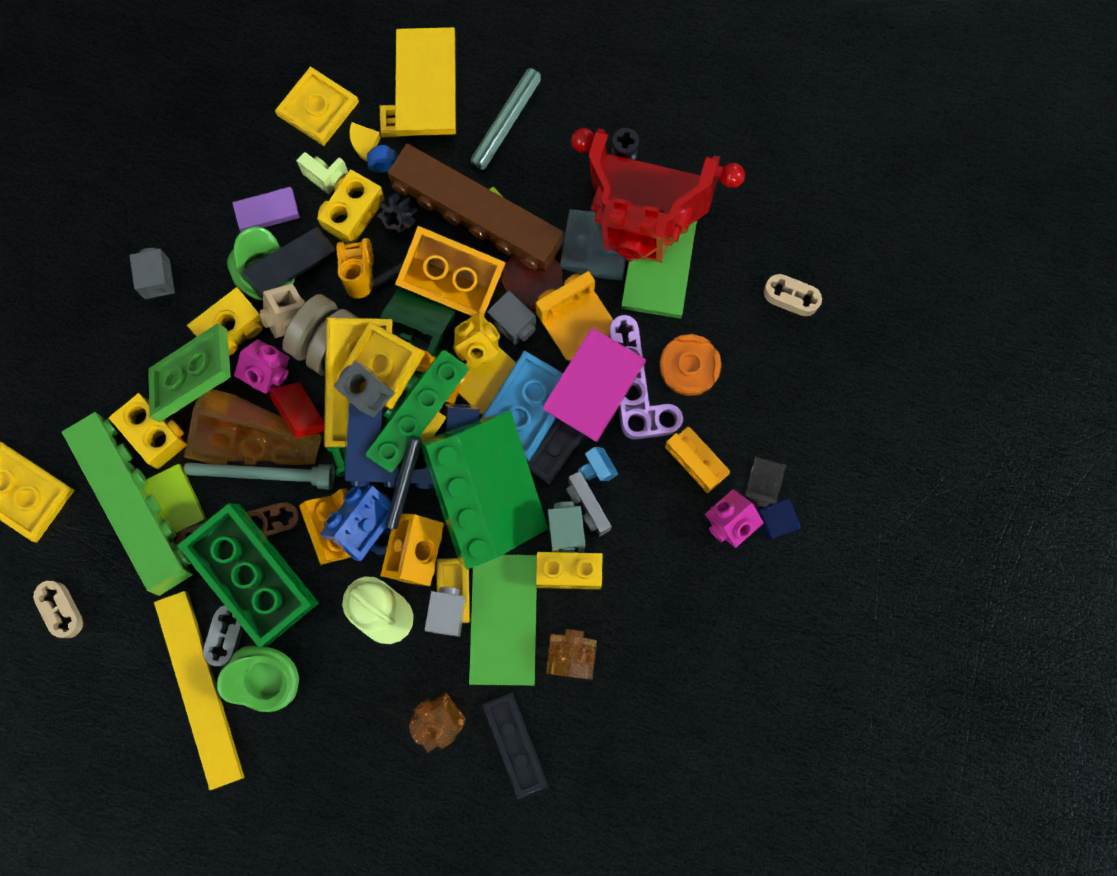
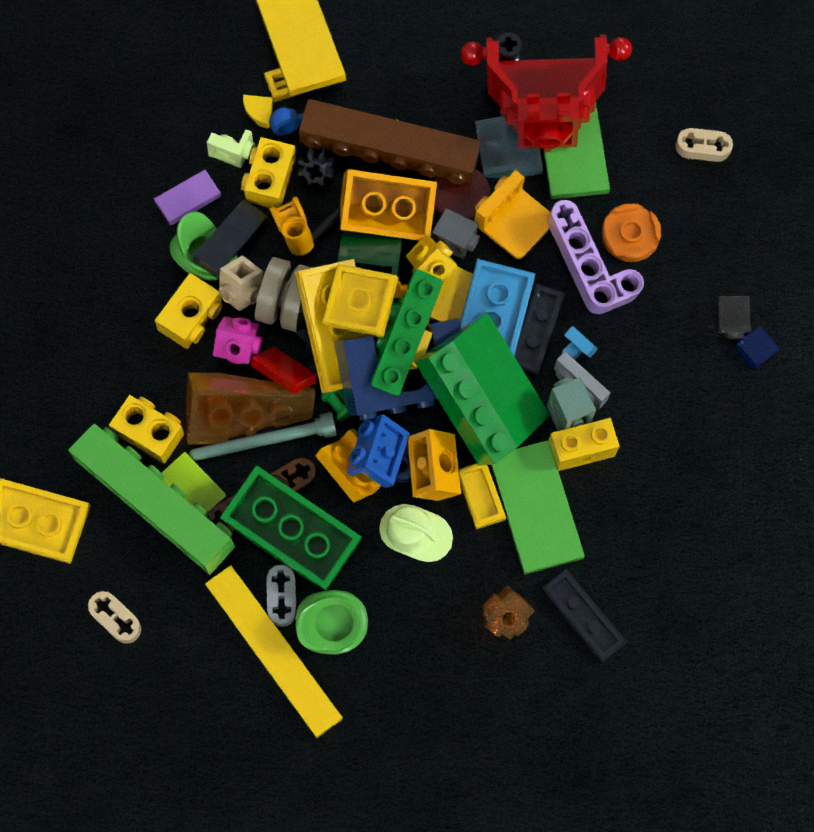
camera: 20 degrees left, 5 degrees down
(152, 273) = (100, 283): dark grey brick -> none
(189, 372) = (175, 361): bright green plate -> none
(317, 106) = (203, 89): yellow tile -> none
(374, 395) = (367, 328): dark grey brick -> none
(403, 482) = (412, 401): black bar -> none
(445, 612) = (484, 512): light grey brick -> none
(505, 119) = (387, 54): sand green axle -> none
(571, 655) = (611, 518): clear orange brick -> none
(594, 384) = (554, 270): dark pink tile -> none
(697, 459) = (666, 314): light orange bracket -> none
(733, 519) = (717, 356): dark pink brick -> none

